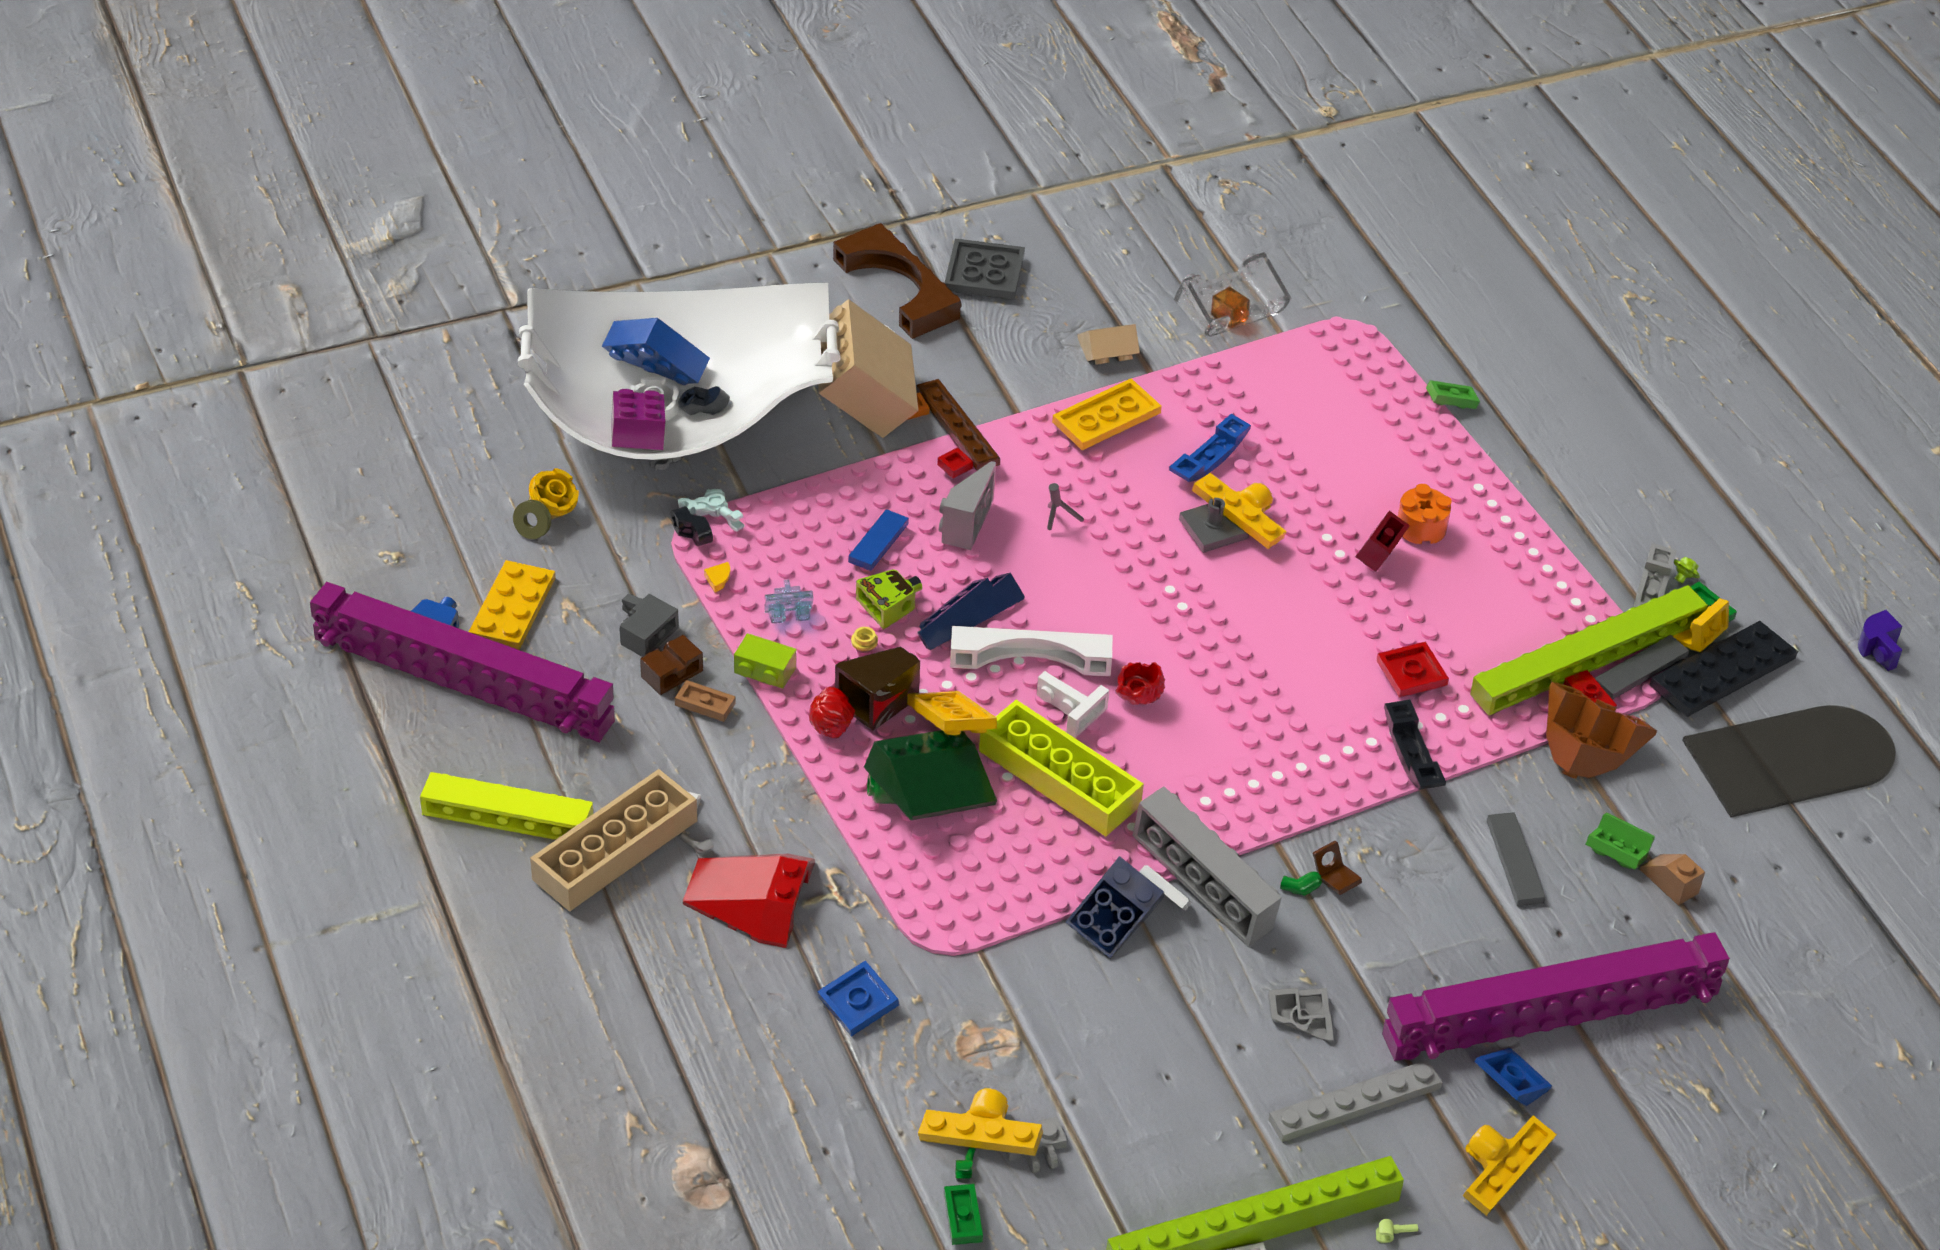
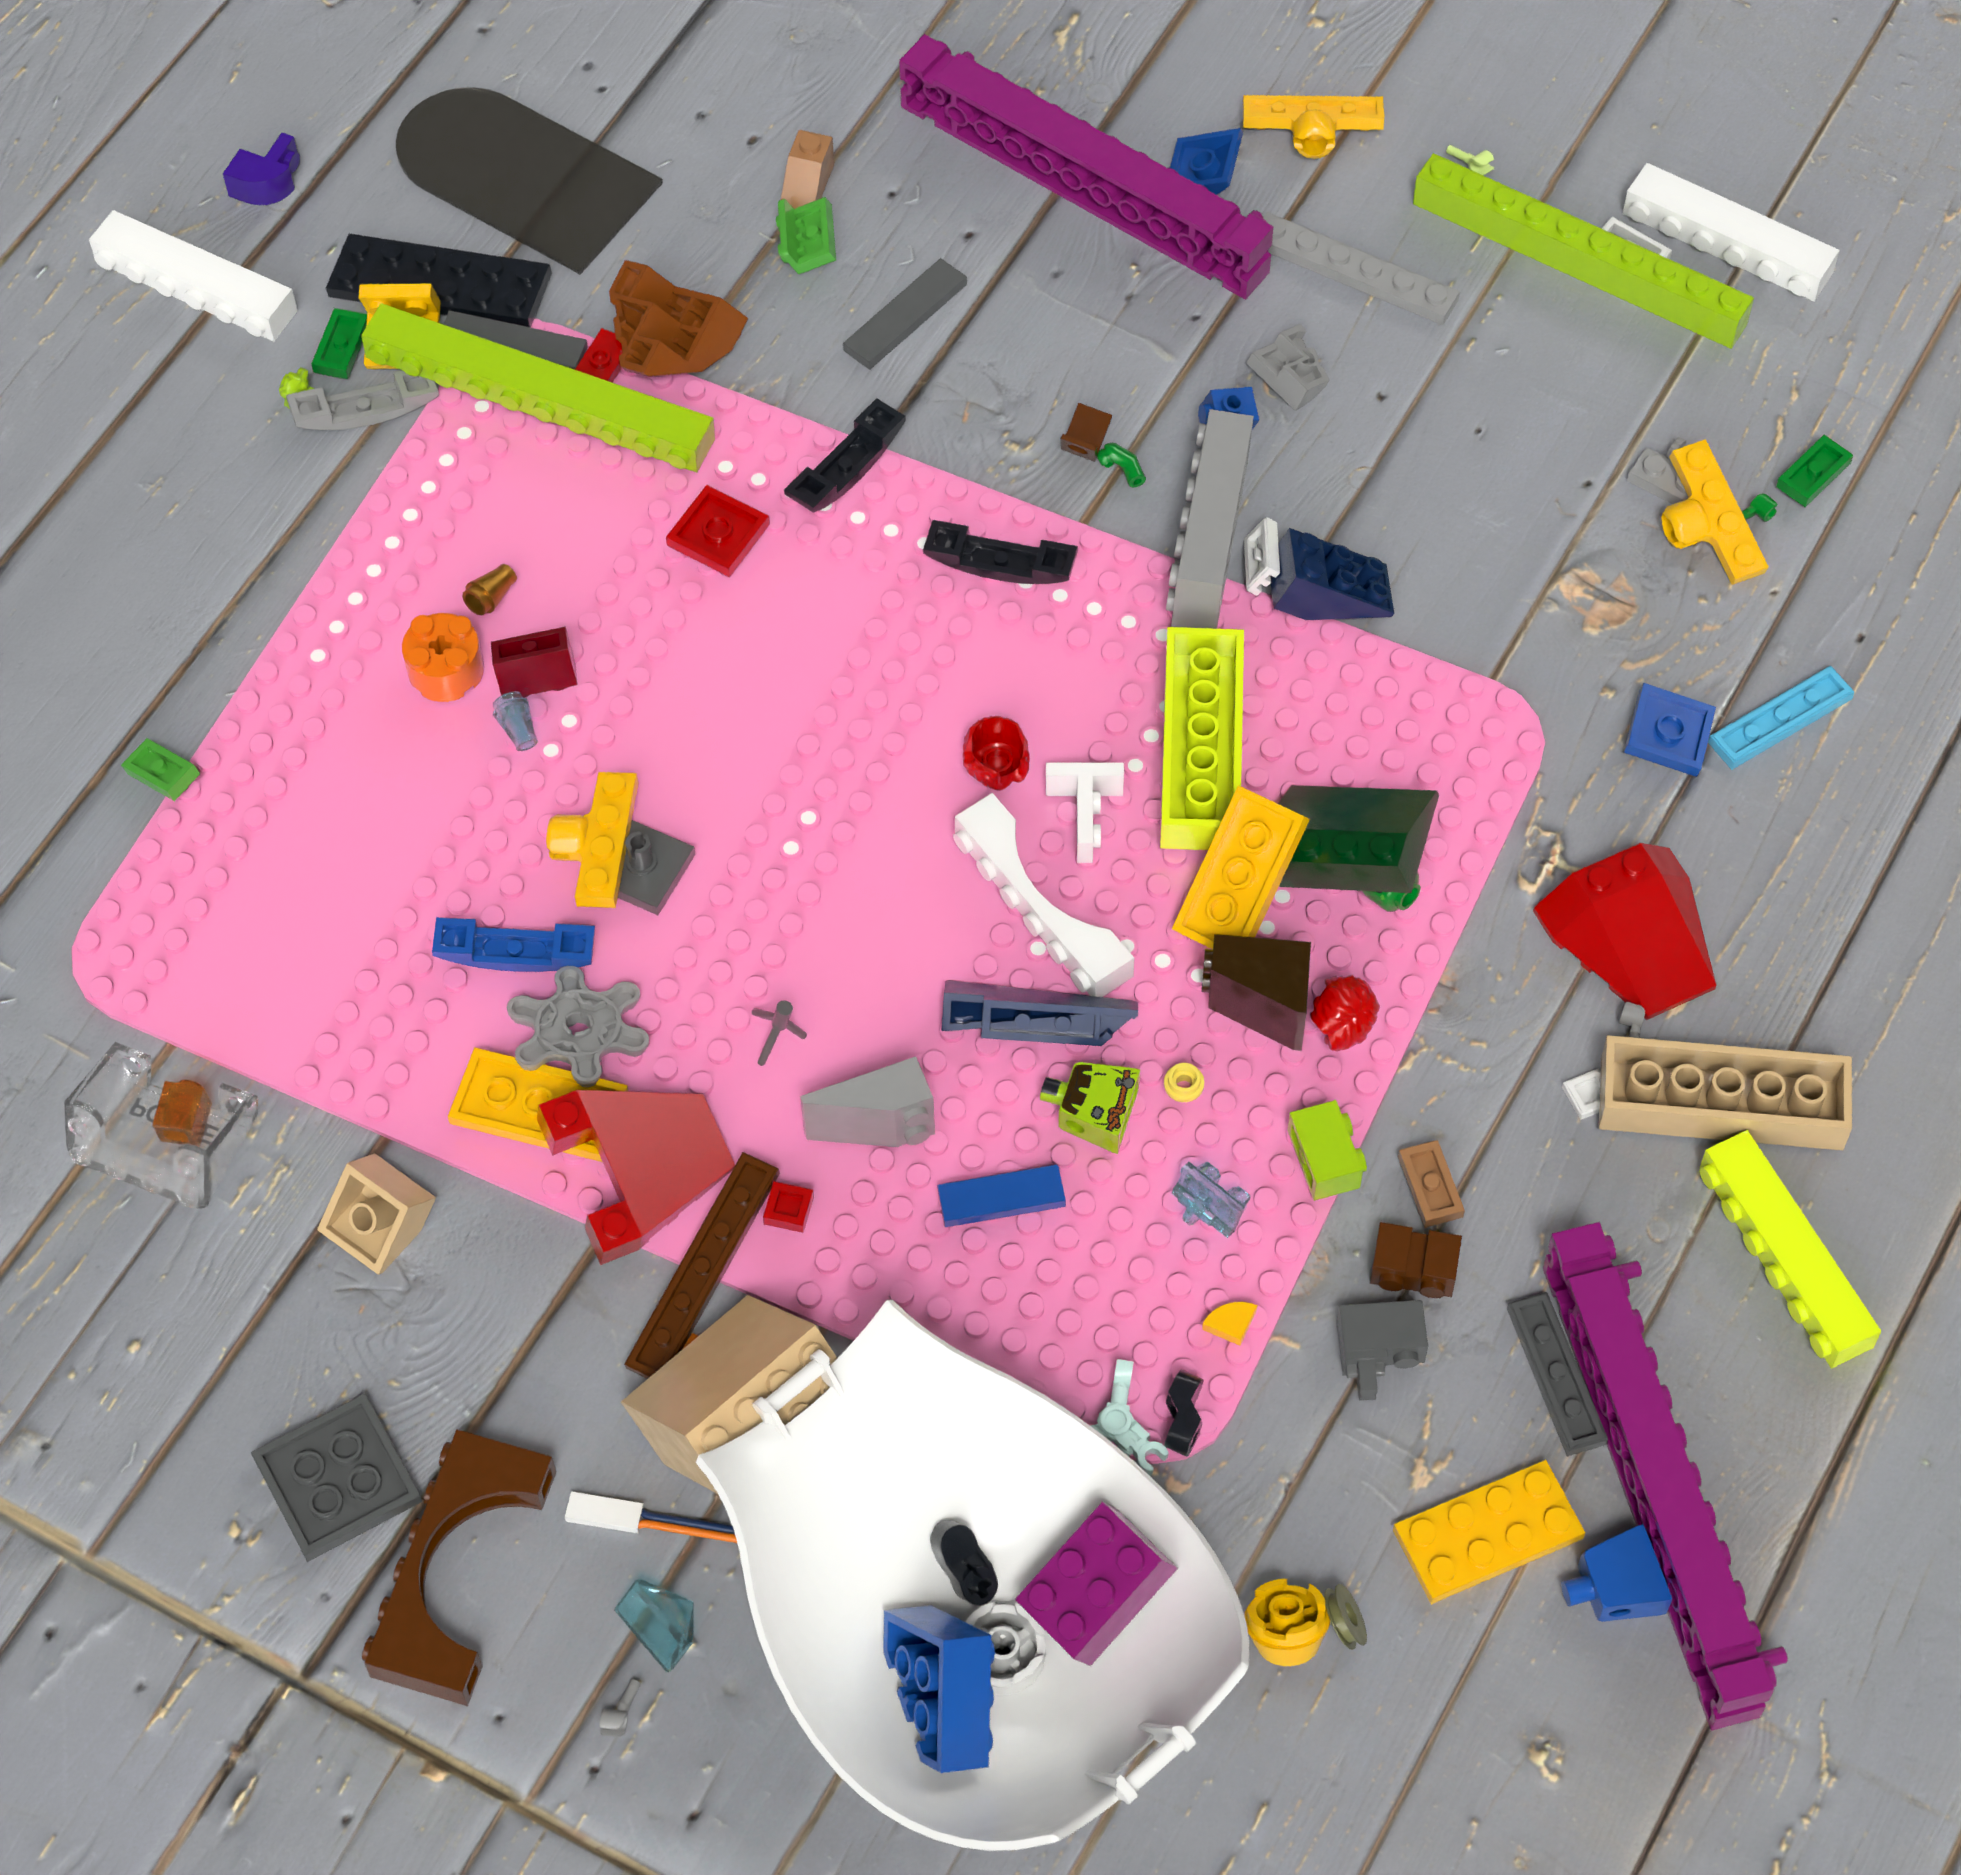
camera: 125 degrees left, 15 degrees up
(812, 1063) = (1781, 717): none -> medium azure tile
(1036, 425) = (655, 1150): none -> wedge
(1138, 432) = (573, 1005): none -> light grey plate
(1282, 773) = (999, 559): none -> black slope
(1288, 943) = (1229, 400): none -> blue brick
(1356, 524) = (515, 718): none -> clear light blue cone
(1456, 558) = (488, 590): none -> pearl gold cone
(1815, 571) = (193, 276): none -> white brick

